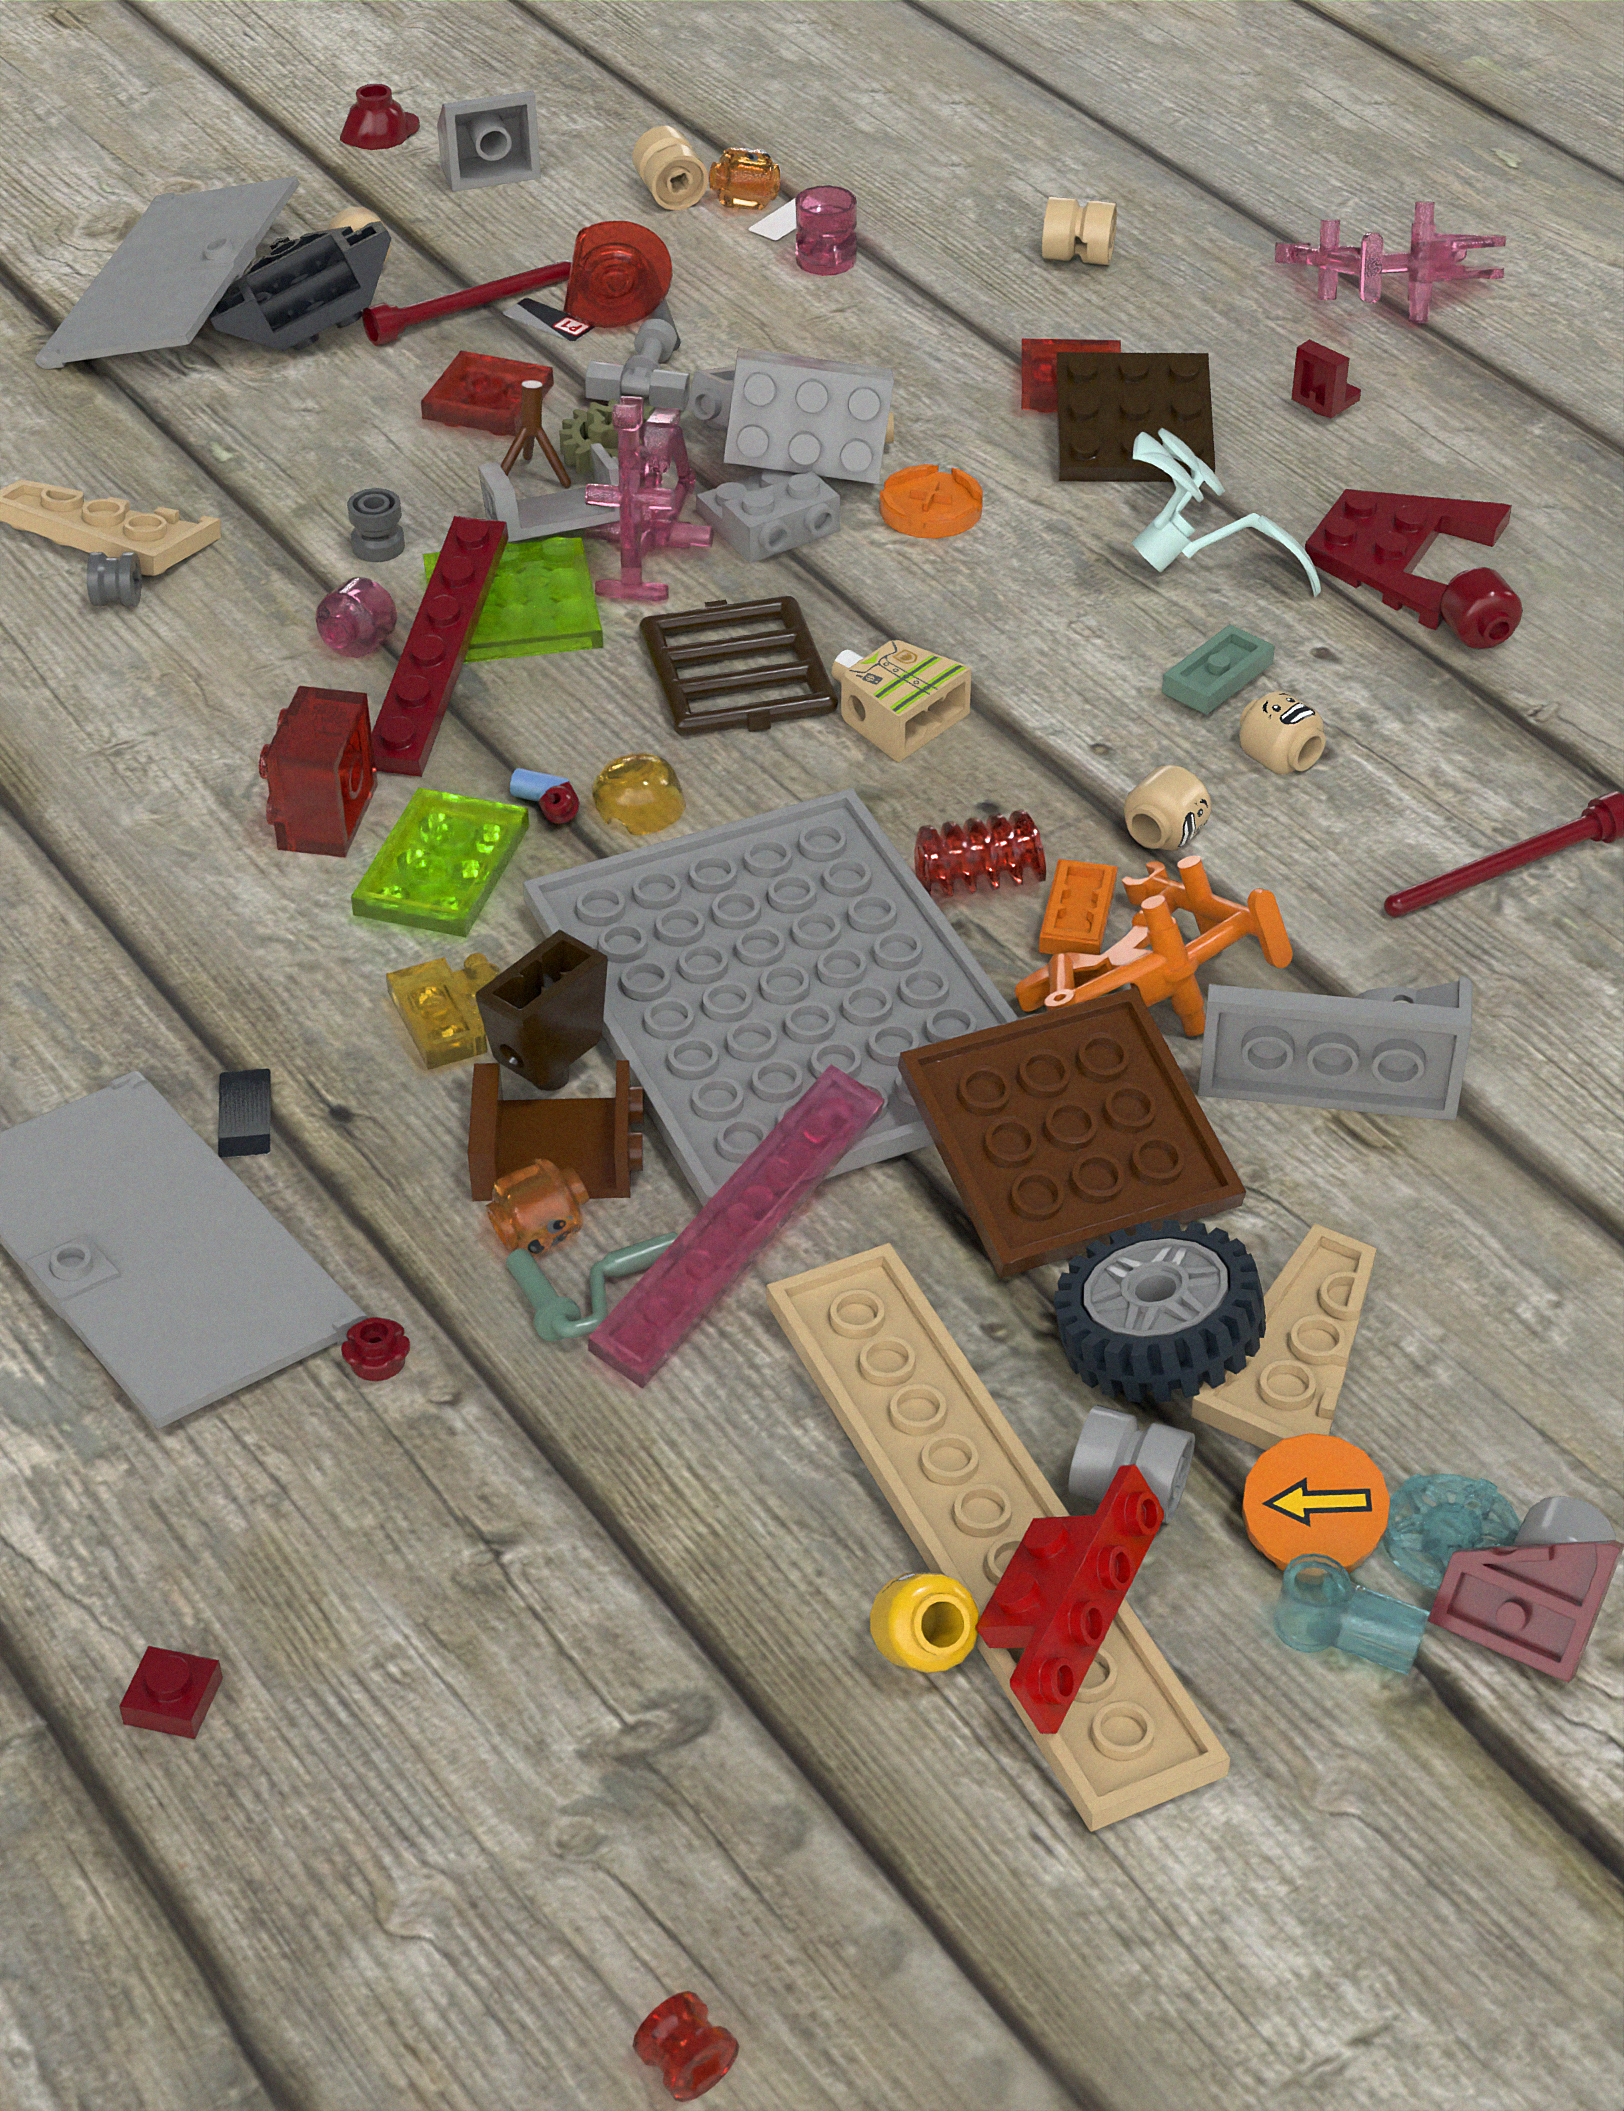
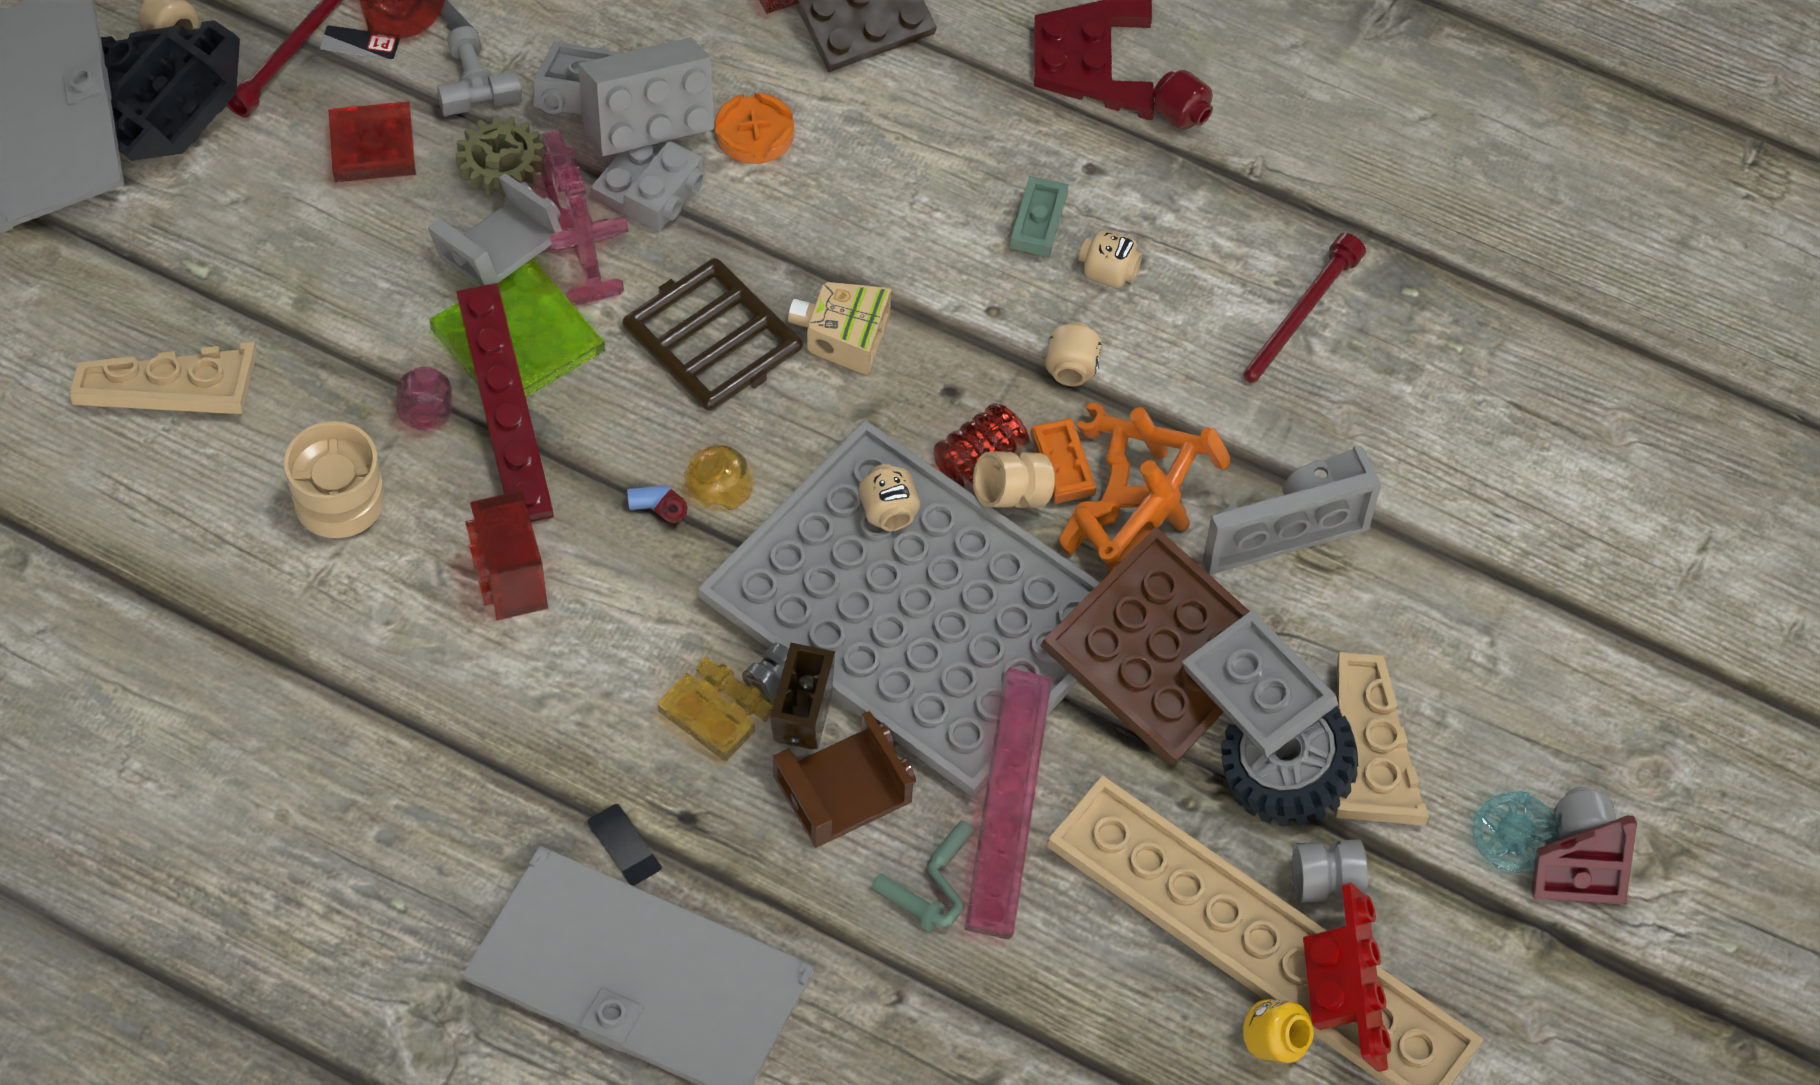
camera: 30 degrees left, 15 degrees up
(114, 579) = (219, 431): dark grey wheel -> none
(189, 645) = (334, 479): none -> tan wheel
(376, 530) = (378, 305): dark grey wheel -> none
(376, 1348) = (834, 996): dark red plate -> none
(440, 862) = (626, 591): clear neon green plate -> none
(530, 429) = (445, 177): reddish brown plant -> none
(537, 1206) = (871, 841): clear orange head -> none
(816, 858) = (889, 497): none -> tan head
(987, 893) = (1013, 480): none -> tan wheel
(1161, 1197) = (1260, 683): none -> light grey plate
(1170, 531) = (946, 105): light aqua plant -> none
(1316, 1499) = (1442, 852): orange tile -> none
(1325, 1609) = (1499, 916): clear light blue piece -> none

